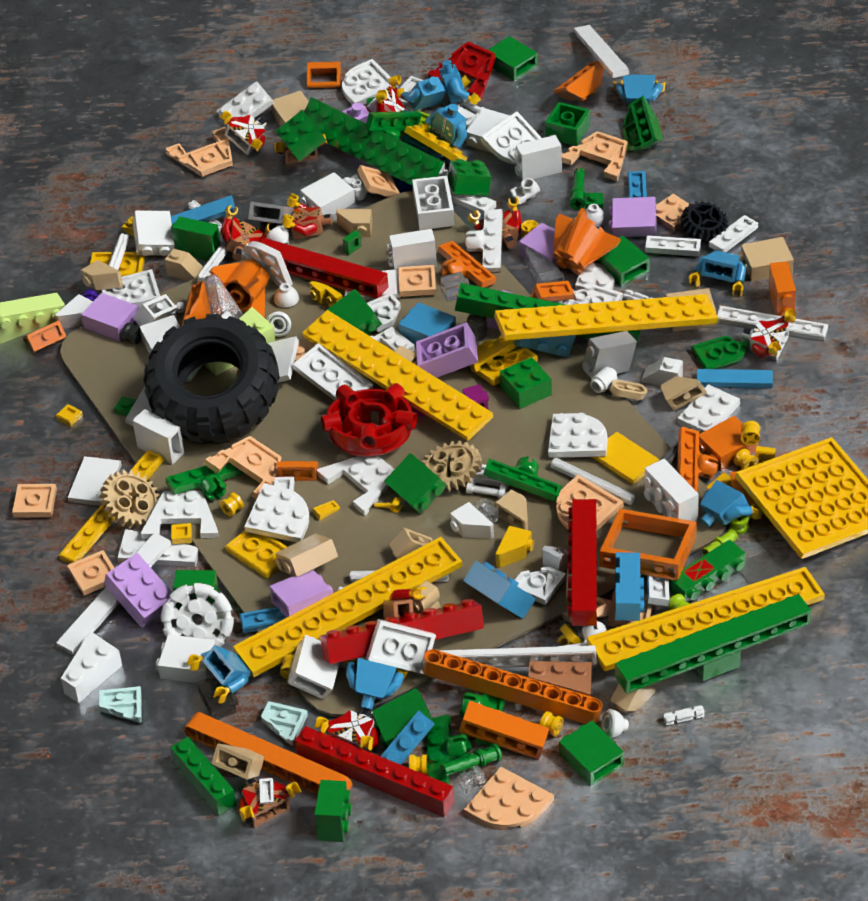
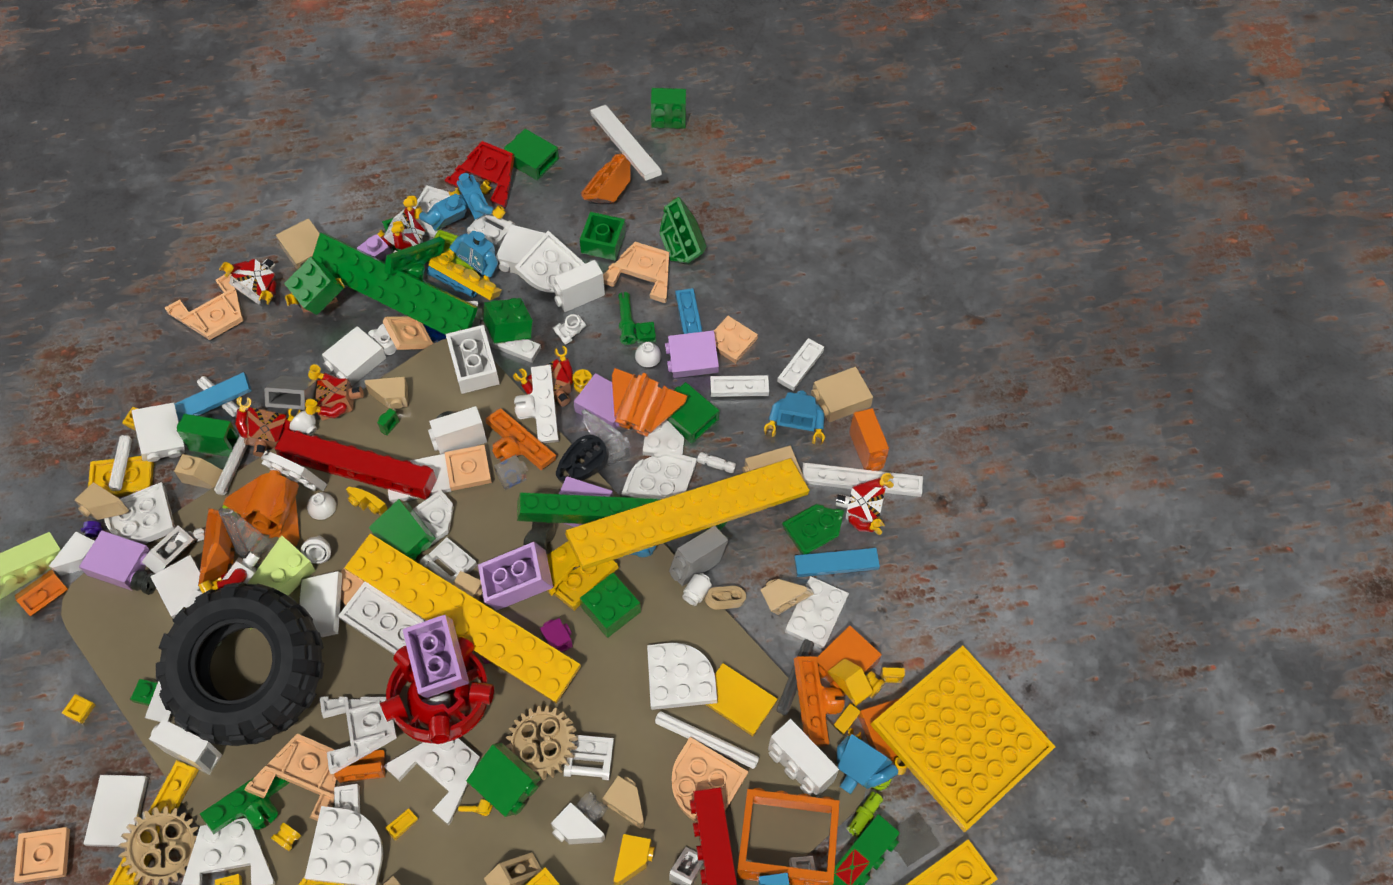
camera: 15 degrees left, 15 degrees up
(249, 102) = (250, 241): white plate -> none
(305, 441) = (366, 728): none -> white wing
(323, 68) = (329, 184): orange tile -> none
(364, 82) = (378, 199): white plate -> none
(372, 386) = (435, 656): none -> lavender brick
(424, 322) = (486, 533): dark azure brick -> none
(518, 275) = (576, 470): none -> black piece
(524, 477) = (628, 753): green plate -> none
(553, 291) = (621, 469): orange panel -> none
(635, 86) = (671, 185): dark azure torso -> none
(648, 29) = (668, 108): none -> green brick
(662, 371) = (758, 566): white slope -> none
(703, 221) = (780, 352): black gear -> none
(726, 450) = (851, 680): none -> yellow slope
(750, 432) = (875, 655): yellow wheel -> none

